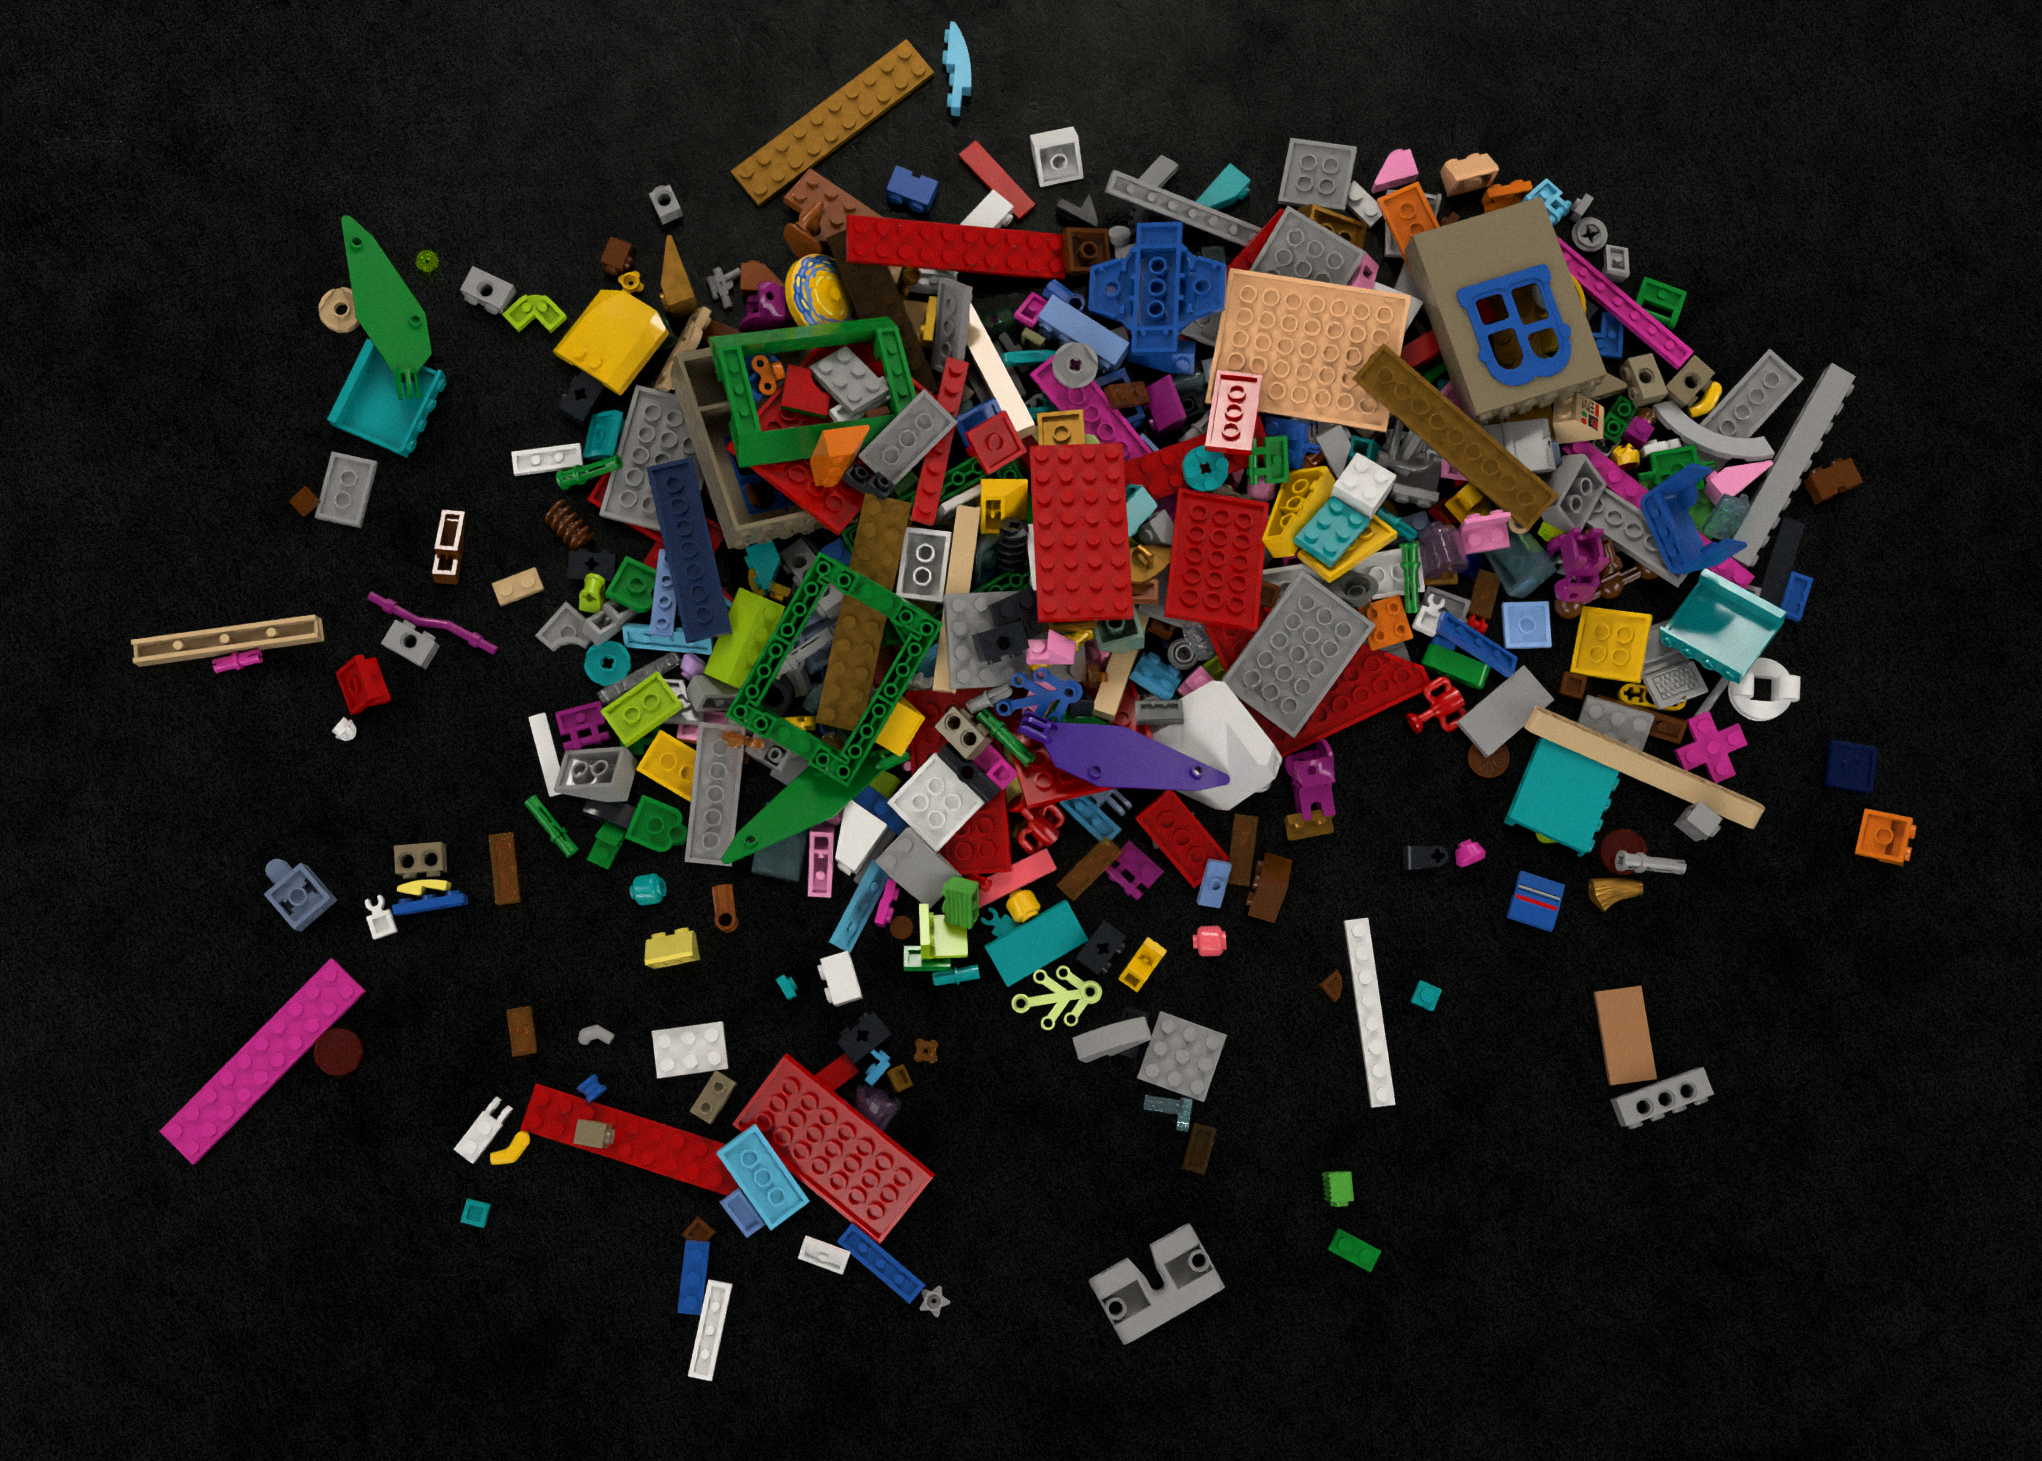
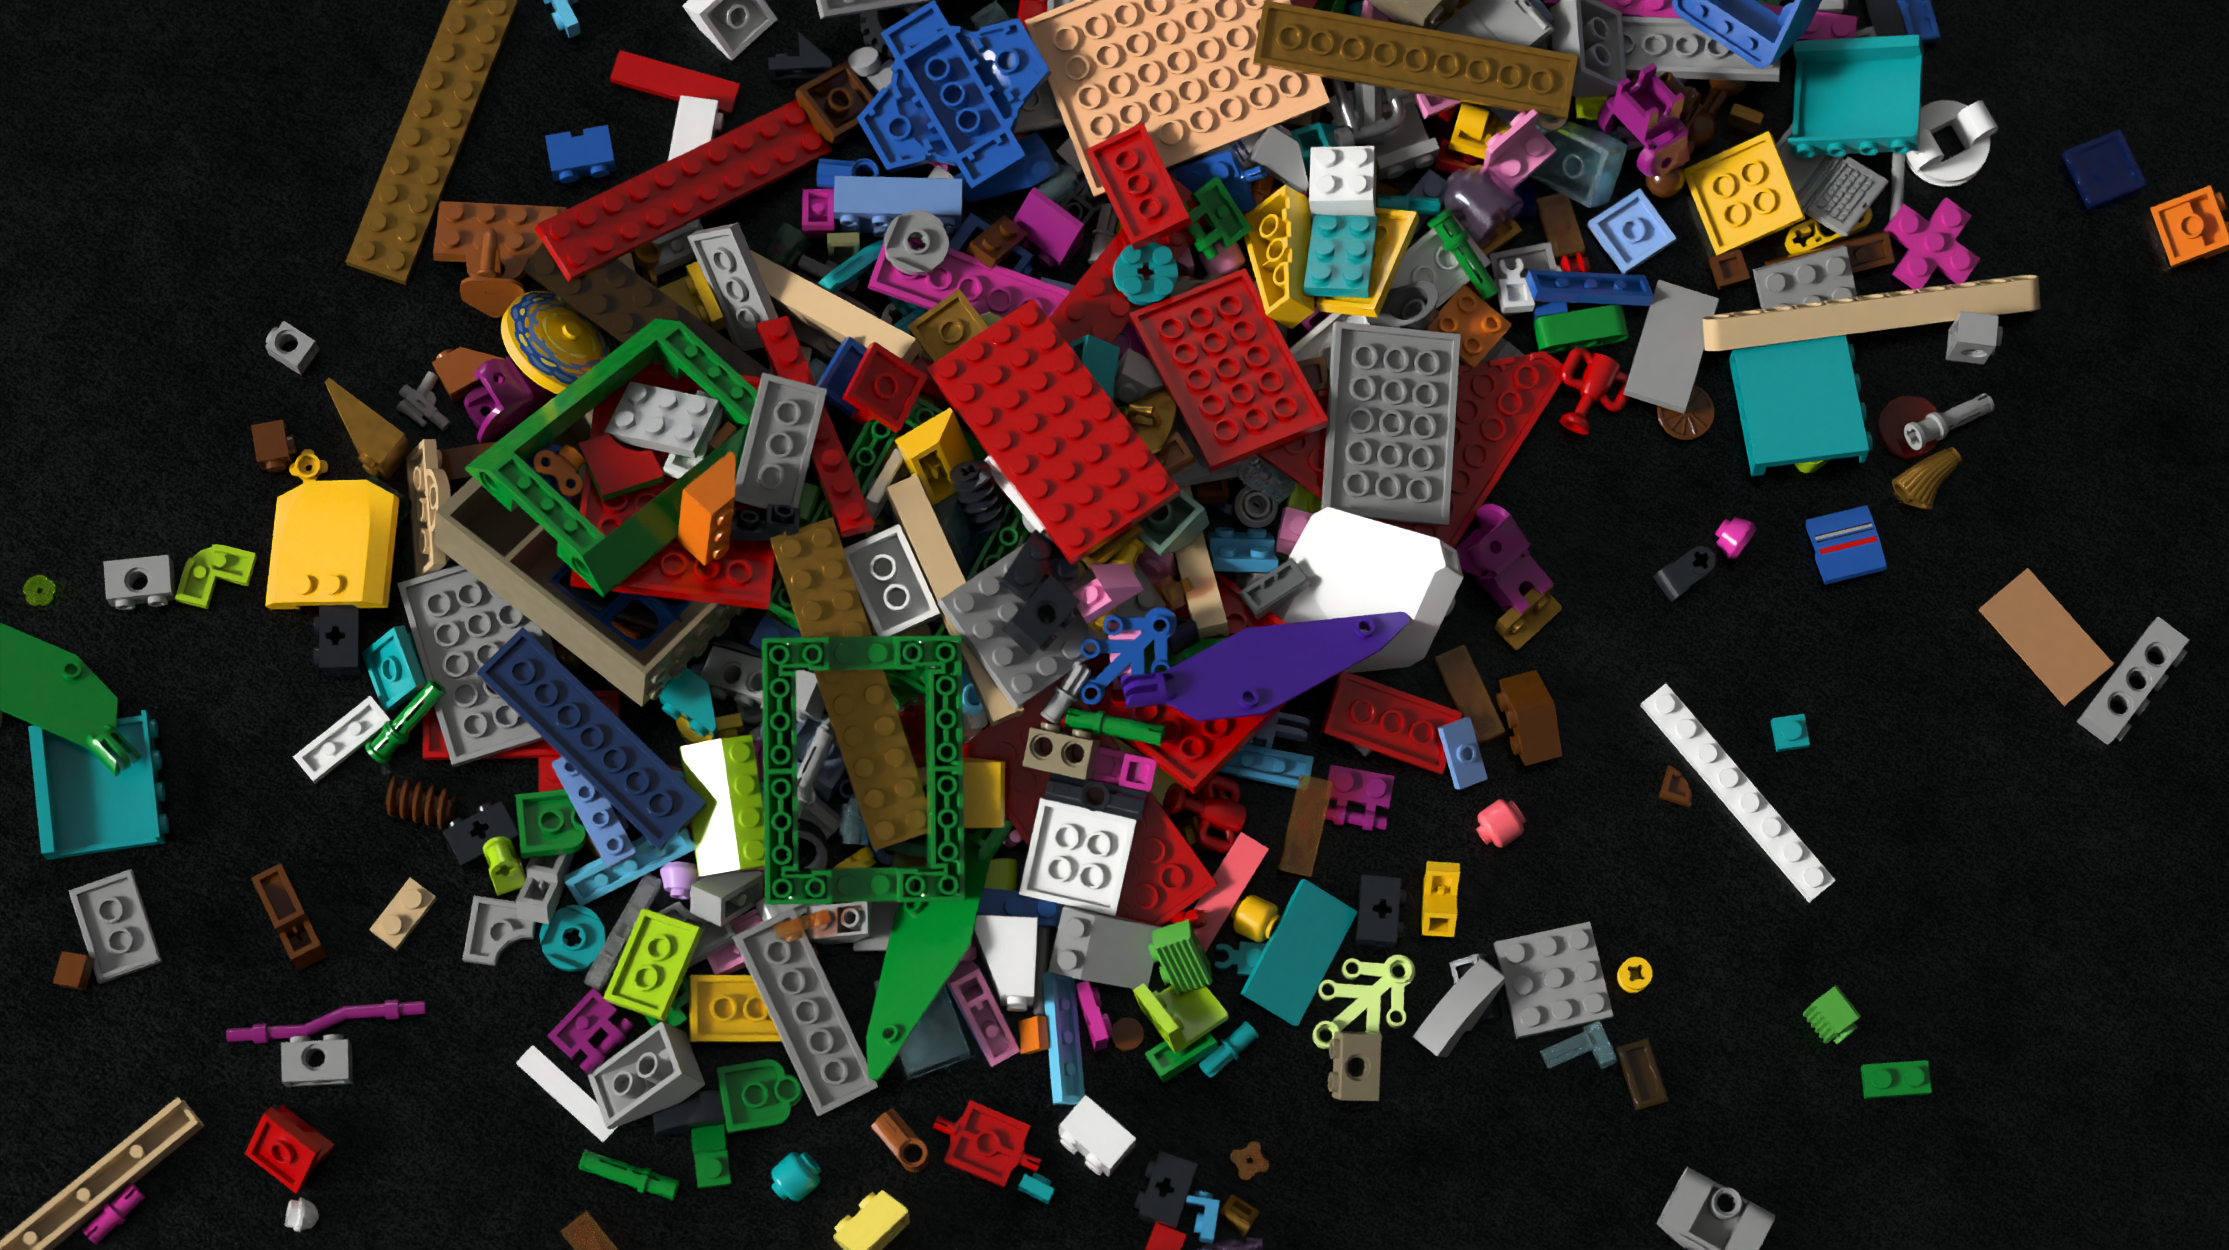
camera: 30 degrees left, 5 degrees down
(774, 941) = (987, 1143): none -> red plate
(844, 893) = (1033, 1034): none -> orange tile
(1021, 1047) = (1366, 1081): none -> dark tan brick
(1229, 1086) = (1630, 980): none -> yellow wheel
(1642, 597) = (1744, 118): none -> pearl gold tile

